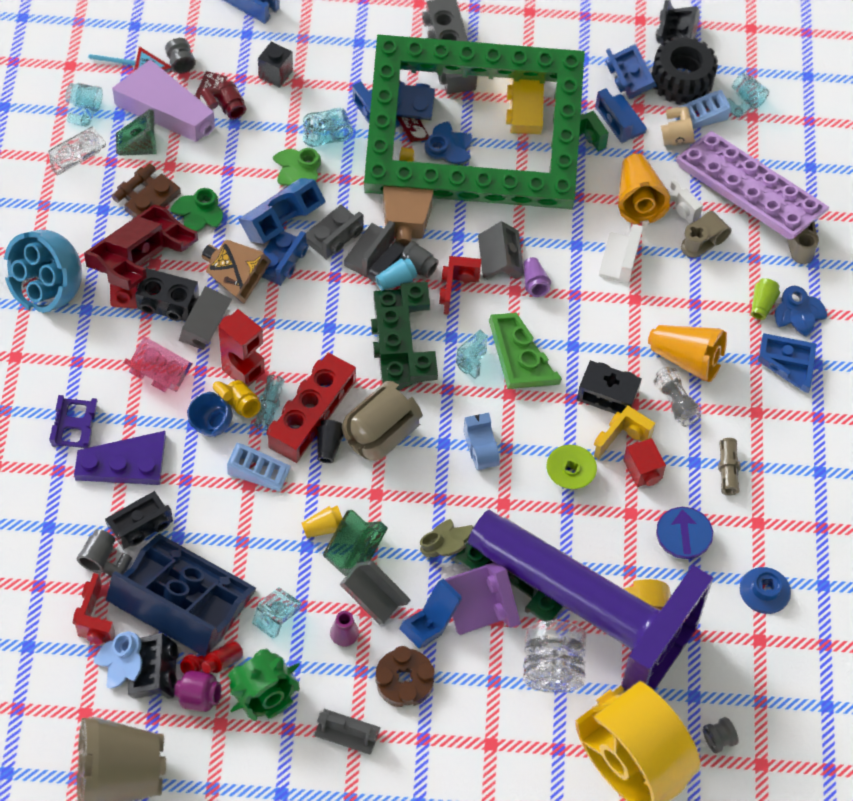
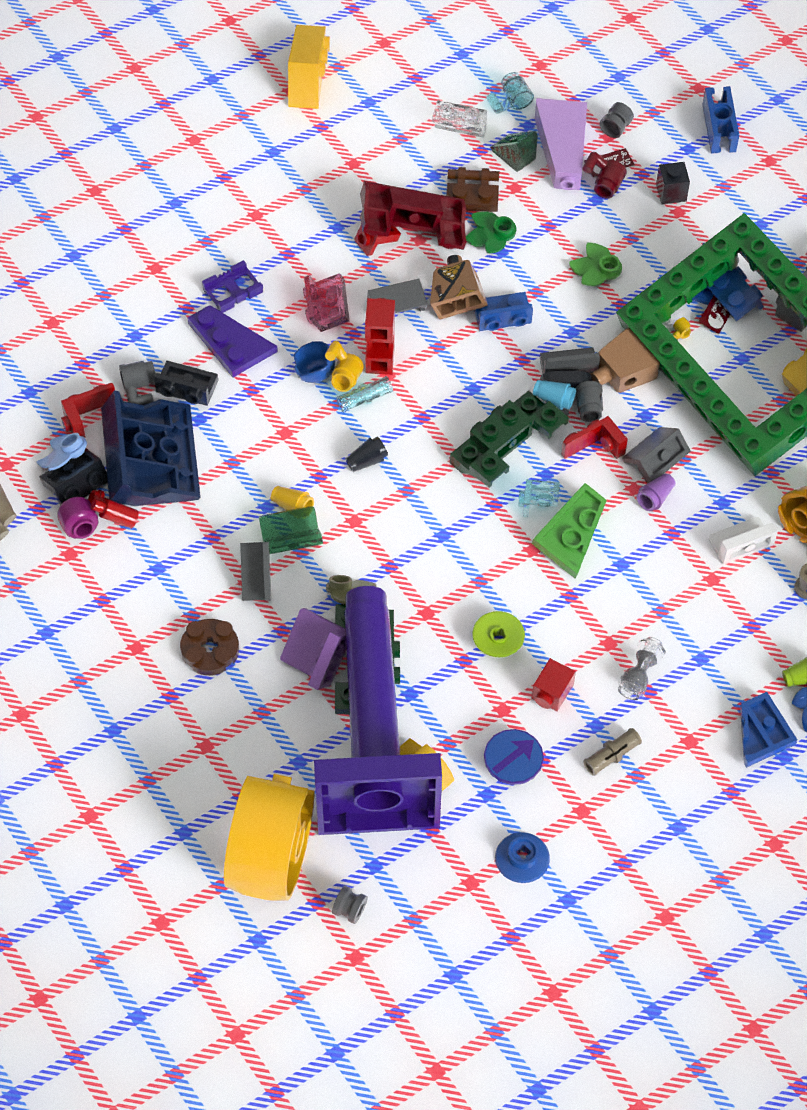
camera: 55 degrees right, 0 degrees up
(50, 259) = (343, 171): dark azure cylinder -> none
(142, 57) = (594, 103): piece -> none
(169, 290) = (391, 260): black brick -> none
(251, 455) = (295, 409): light blue slope -> none
(263, 685) = (112, 552): green brick -> none
(275, 611) = (188, 520): clear light blue bracket -> none
(293, 201) = (544, 279): blue arch -> none
(295, 441) = (397, 430): red brick -> none
(328, 126) = (651, 258): clear light blue piece -> none
(335, 231) = (561, 329): dark grey bracket -> none
(344, 629) = (211, 576): magenta cone -> none
(347, 731) = (130, 637): dark grey hinge -> none
(381, 422) = (408, 473): dark tan cylinder -> none
(434, 617) = (266, 629): blue bracket -> none
(451, 144) = (726, 349): blue plate -> none
(481, 441) = (463, 556): medium blue leg -> none
(554, 656) = (312, 730): clear wheel -> none
(608, 387) = (600, 614): black brick -> none
(631, 421) = (573, 642): yellow bracket -> none
(690, 348) = (696, 649): light orange cone -> none

